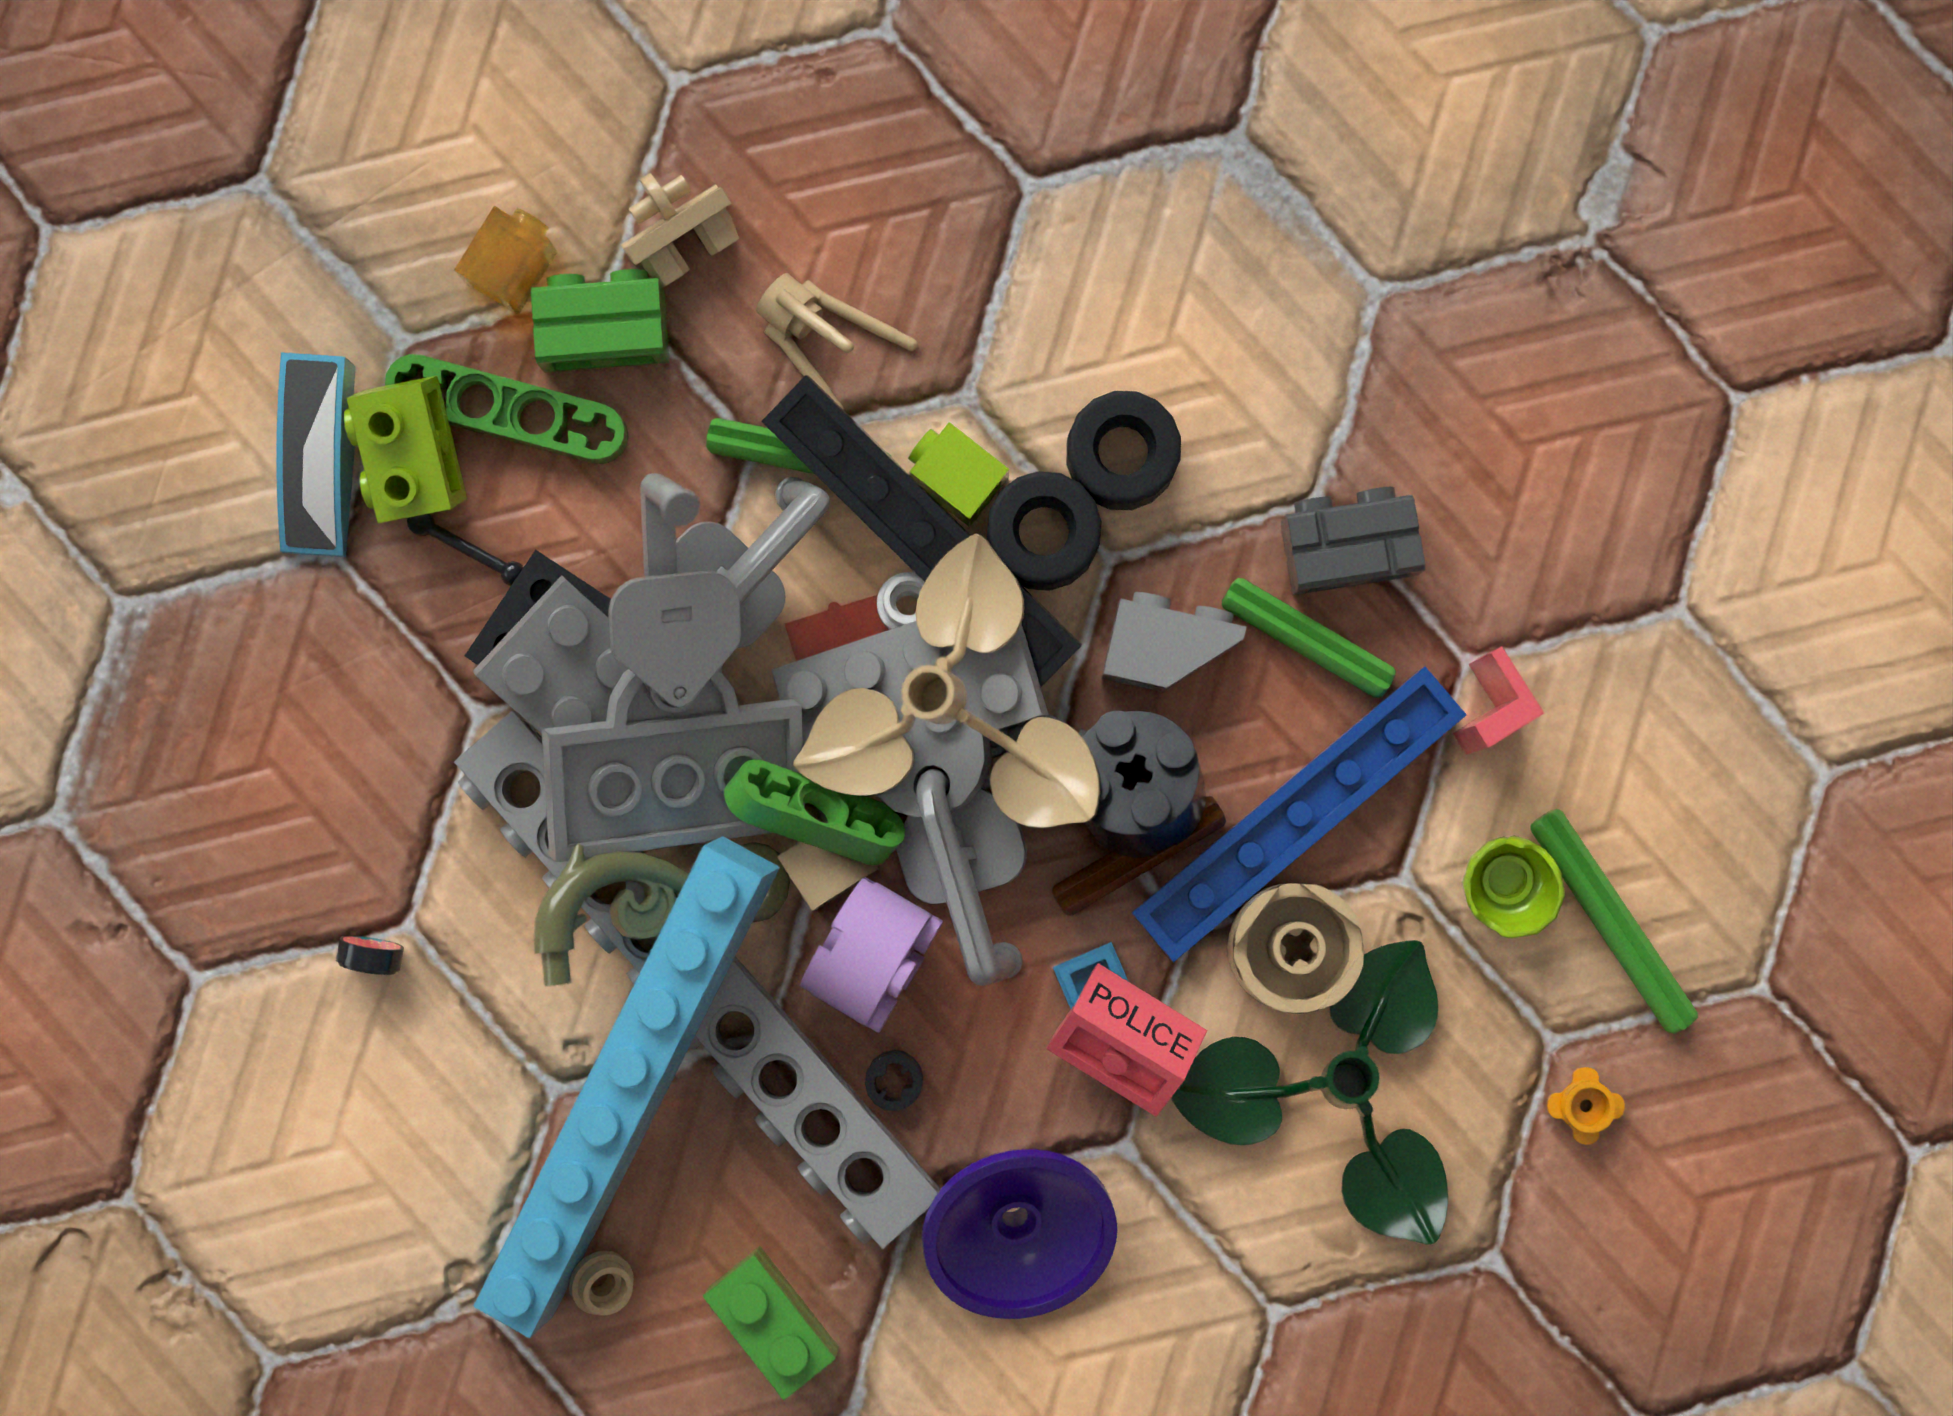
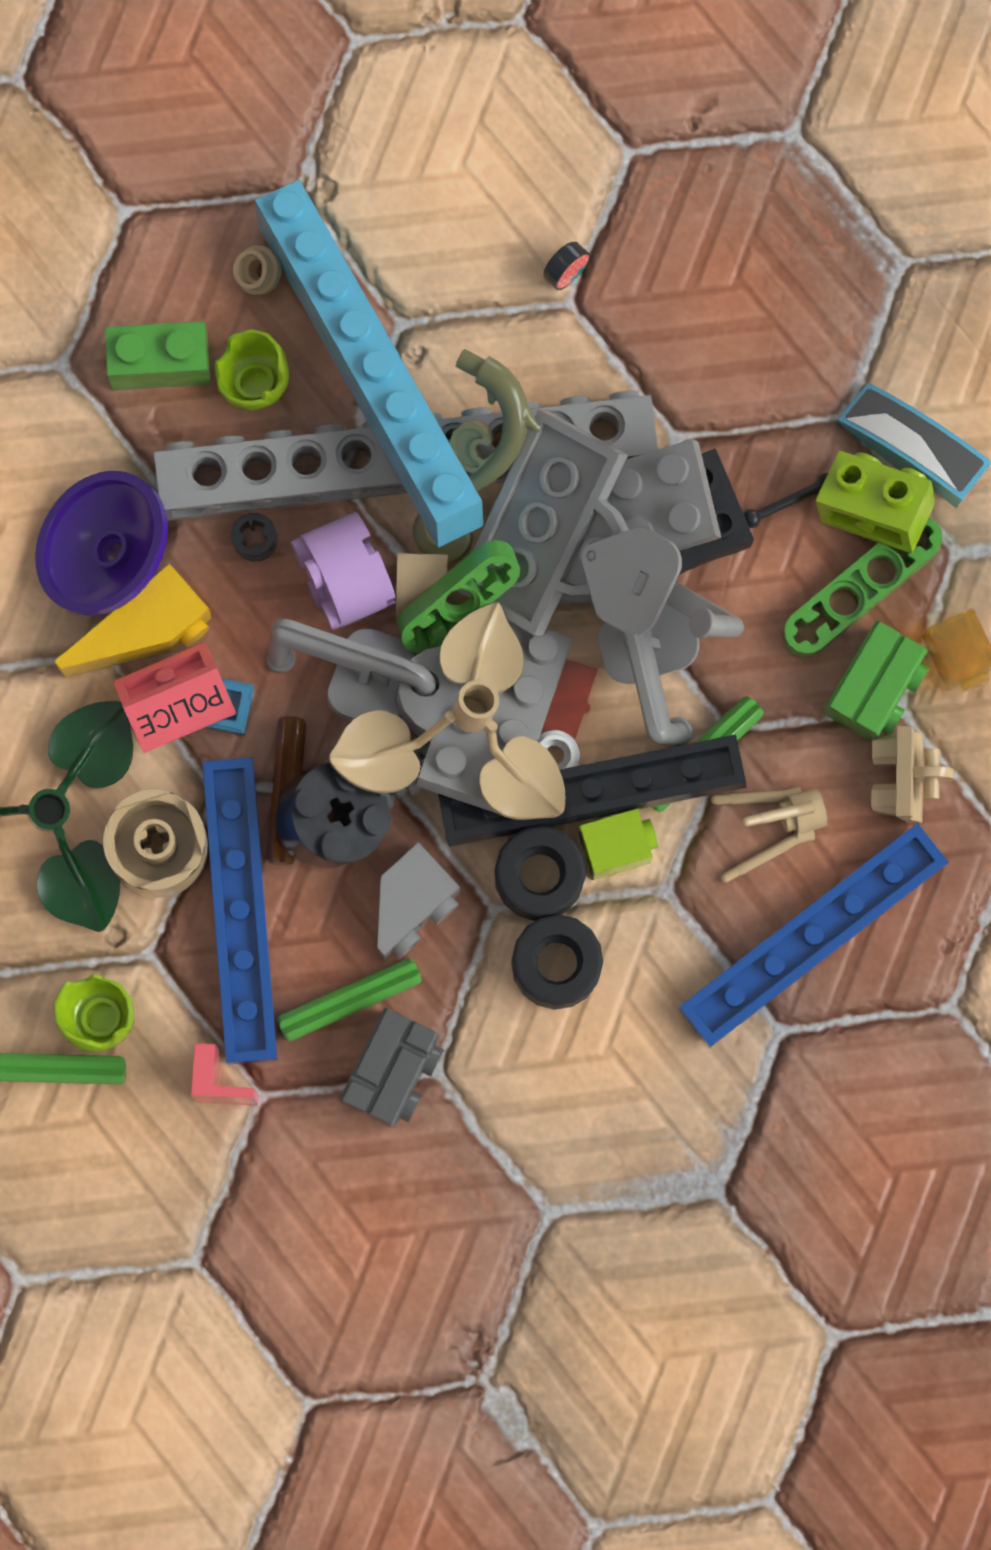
camera: 120 degrees right, 5 degrees down
(718, 1208) = (252, 370): none -> lime hair
(910, 211) = (813, 935): none -> blue plate
(1059, 1117) = (148, 625): none -> yellow slope

